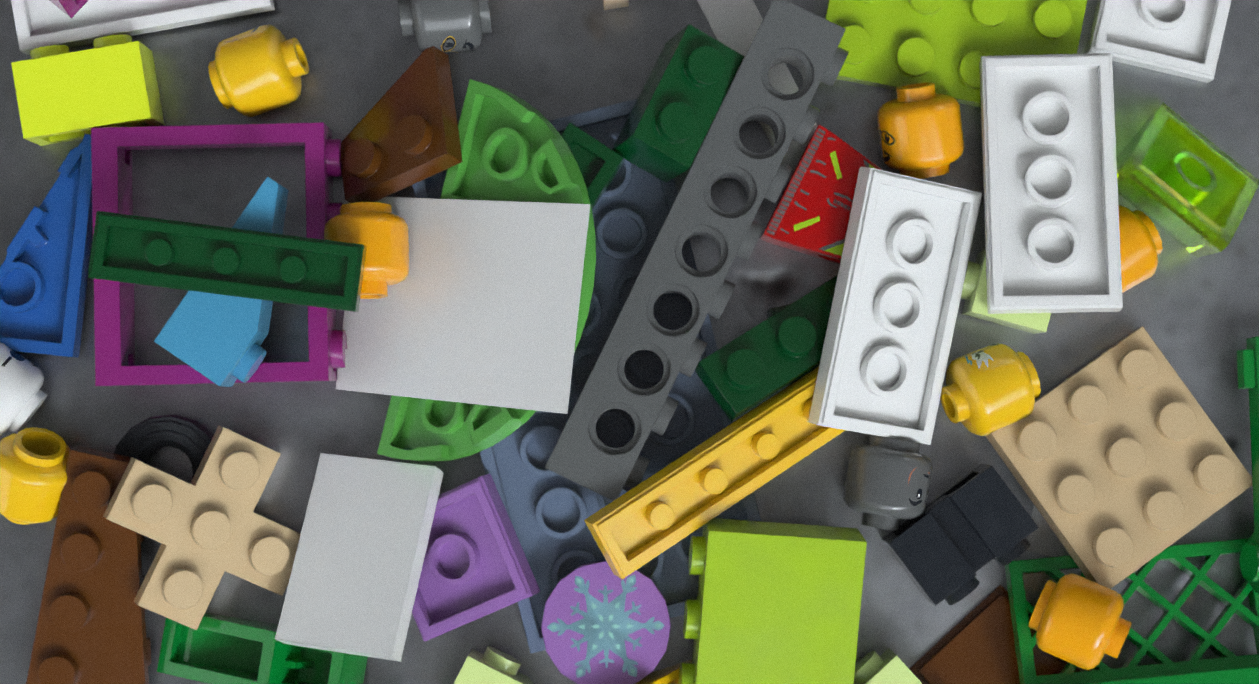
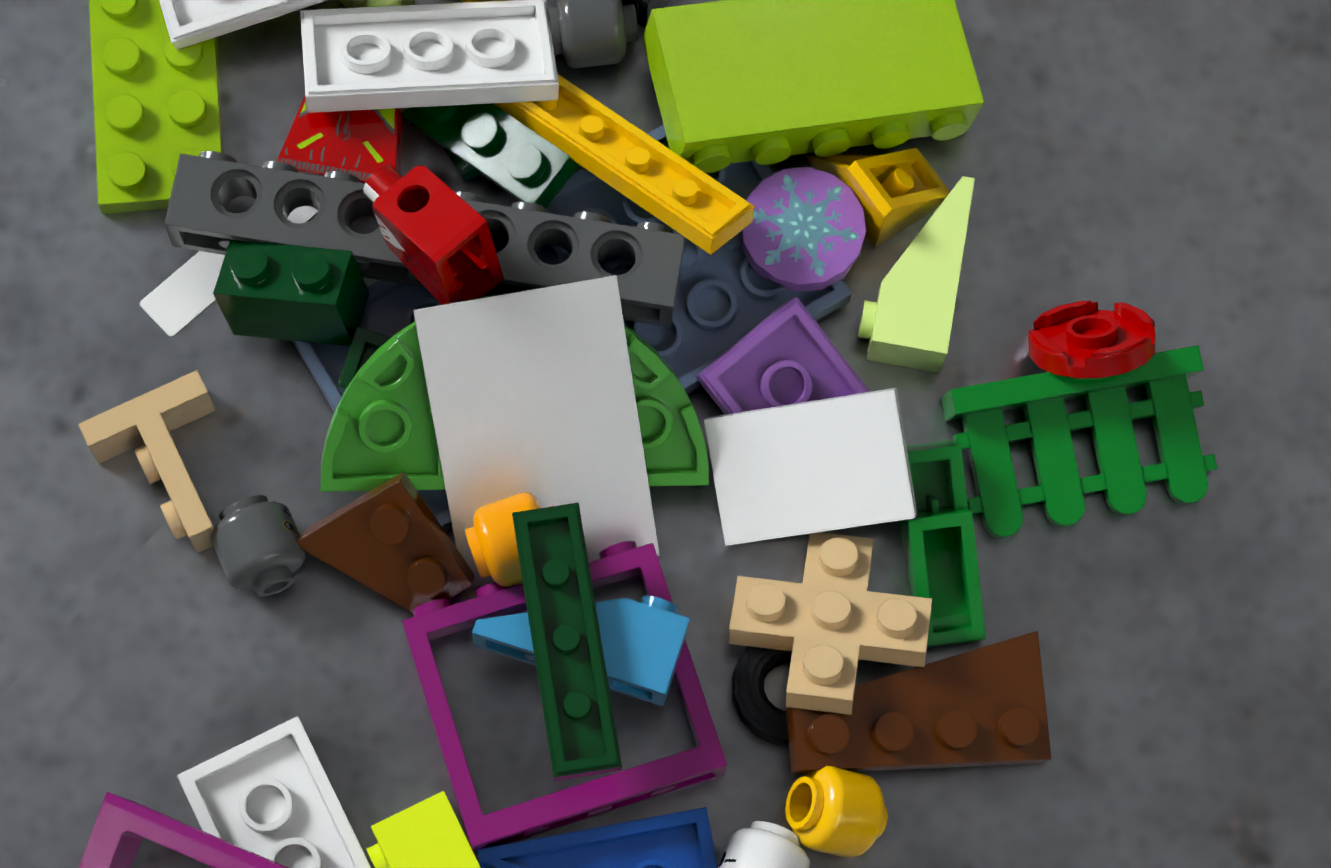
camera: 110 degrees left, 15 degrees down
(258, 70) = (366, 711): yellow head -> none
(651, 255) = (434, 233): none -> red torso
(920, 131) = (256, 83): light orange head -> none

